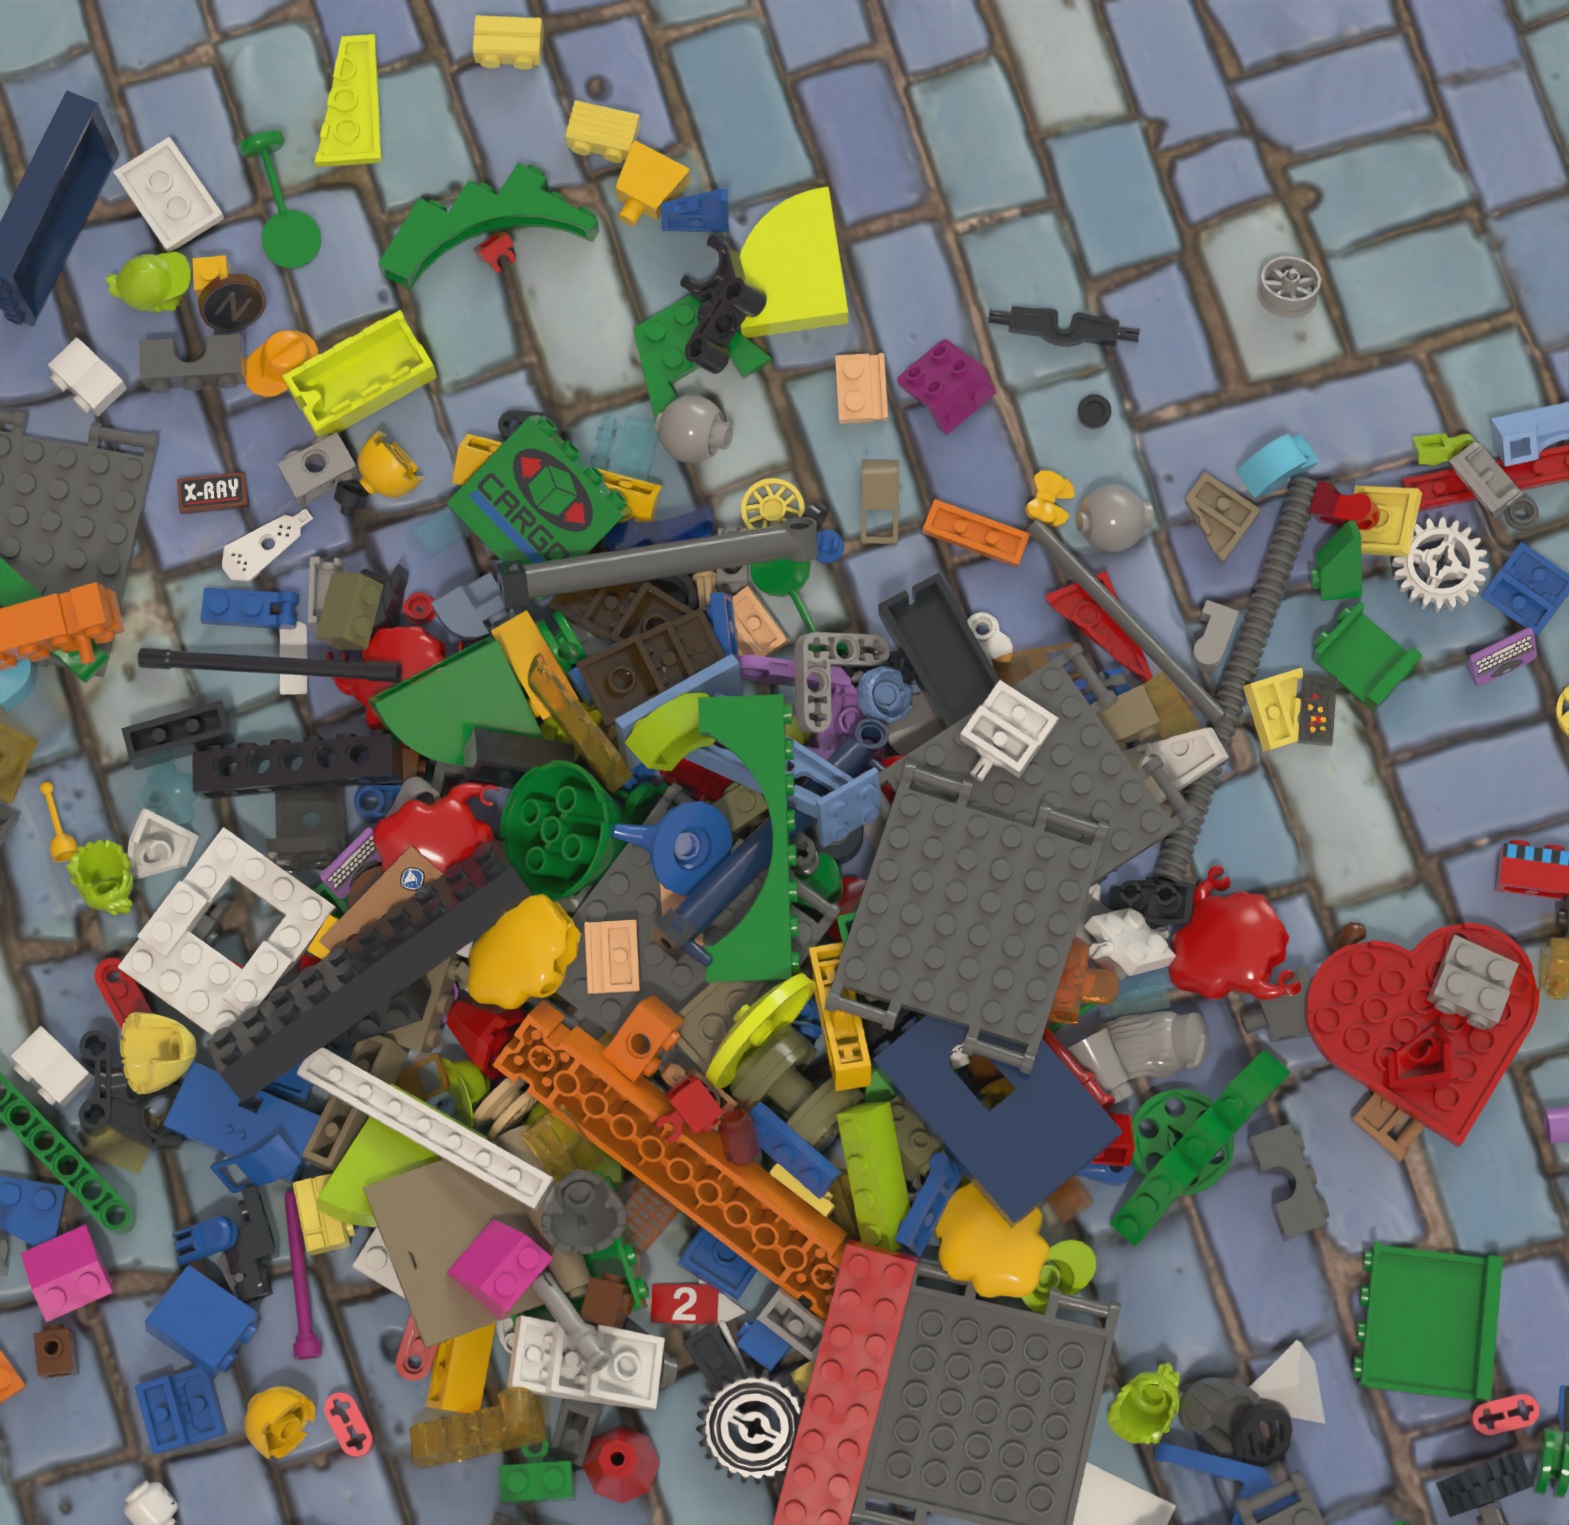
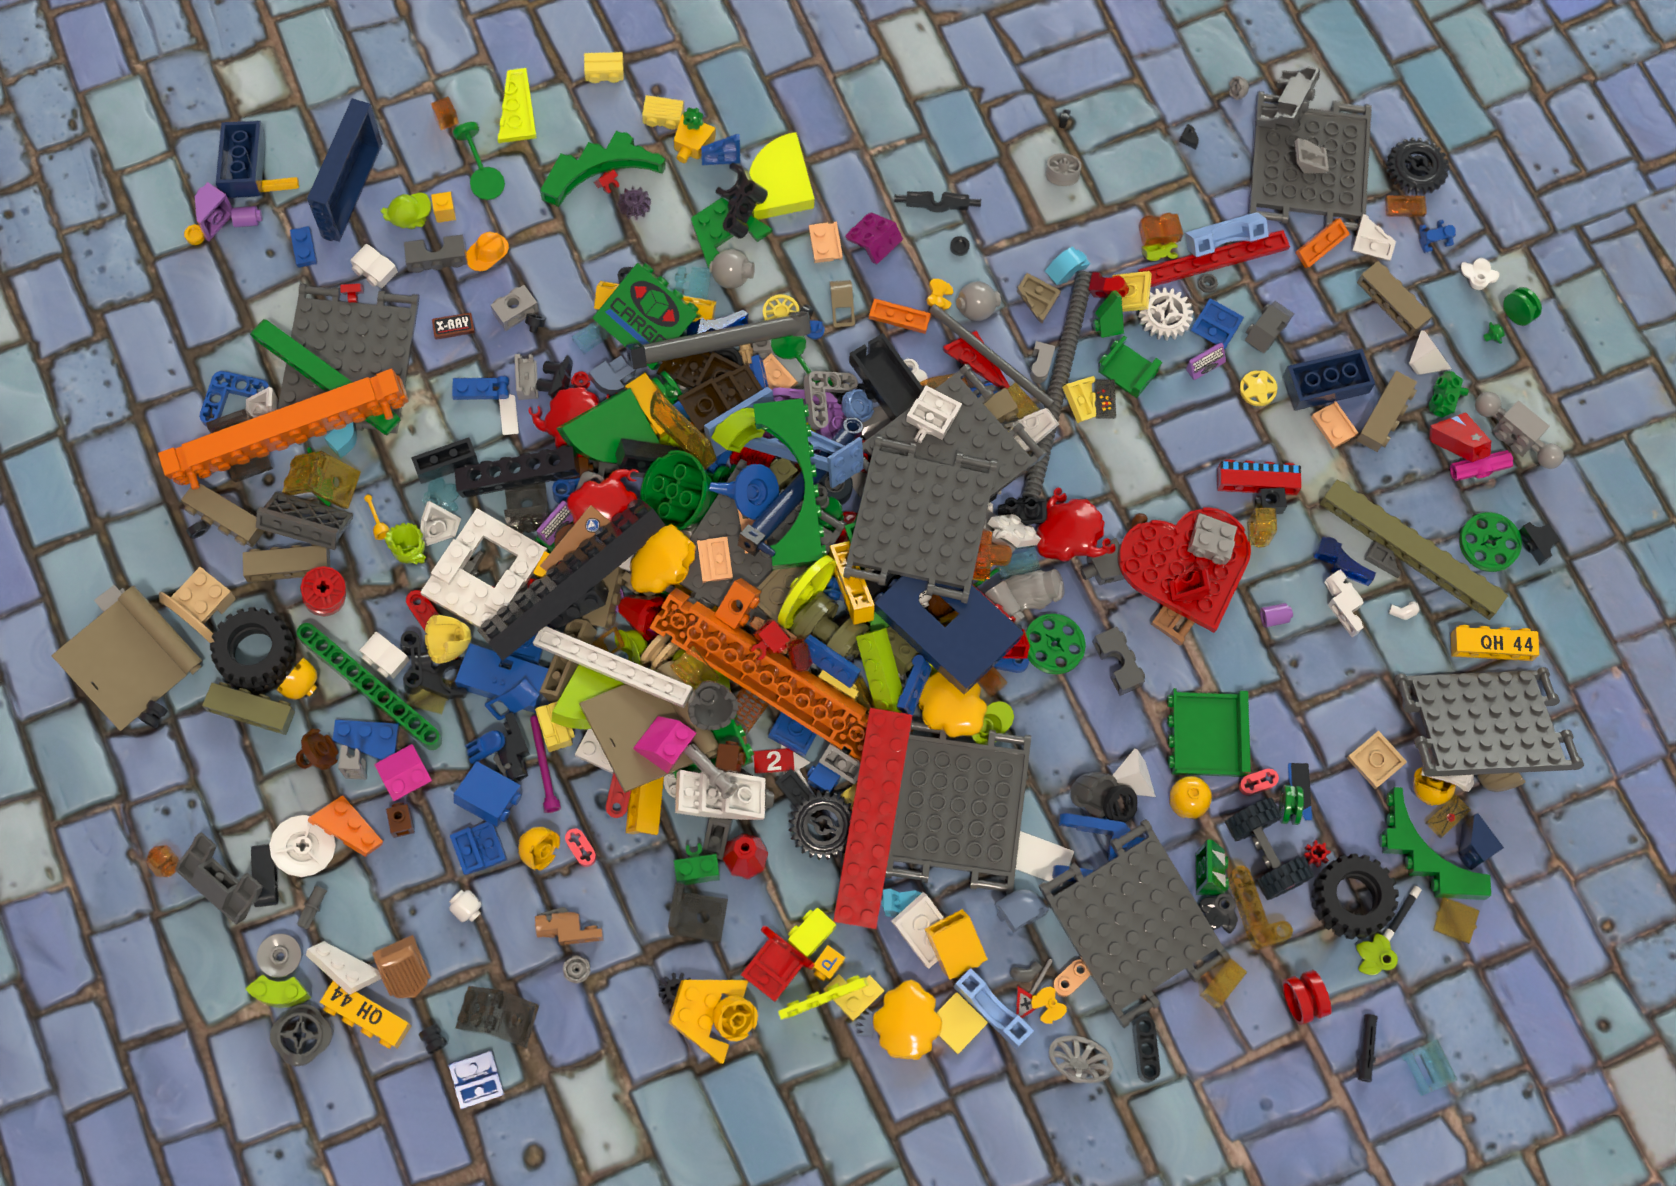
camera: 15 degrees left, 5 degrees down
(47, 421) = (352, 291): none -> red tile
(168, 195) = (413, 163): white plate -> none
(228, 108) = (444, 113): none -> clear orange brick
(232, 302) = (456, 218): tile -> none
(252, 551) = (479, 356): white piece -> none
(349, 611) = (540, 382): olive brick -> none
(360, 375) = (534, 253): neon yellow piece -> none
(373, 670) = (434, 419): black piece -> none
(387, 468) = (554, 303): yellow cylinder -> none
(473, 1434) = (660, 842): clear yellow beam -> none
(551, 296) = (641, 201): none -> clear purple gear
(651, 152) = (693, 118): none -> green plant
(1146, 1406) = (1051, 794): lime hair -> none
(1199, 1146) = (1064, 645): green arch -> none
(1303, 189) = (1064, 118): none -> black tile
(1383, 1432) = (1190, 797): none -> yellow cylinder
(1449, 409) = (1160, 229): none -> clear orange brick
(1485, 479) = (1185, 265): light grey hinge -> none
(1521, 239) = (1189, 137): none -> black tile

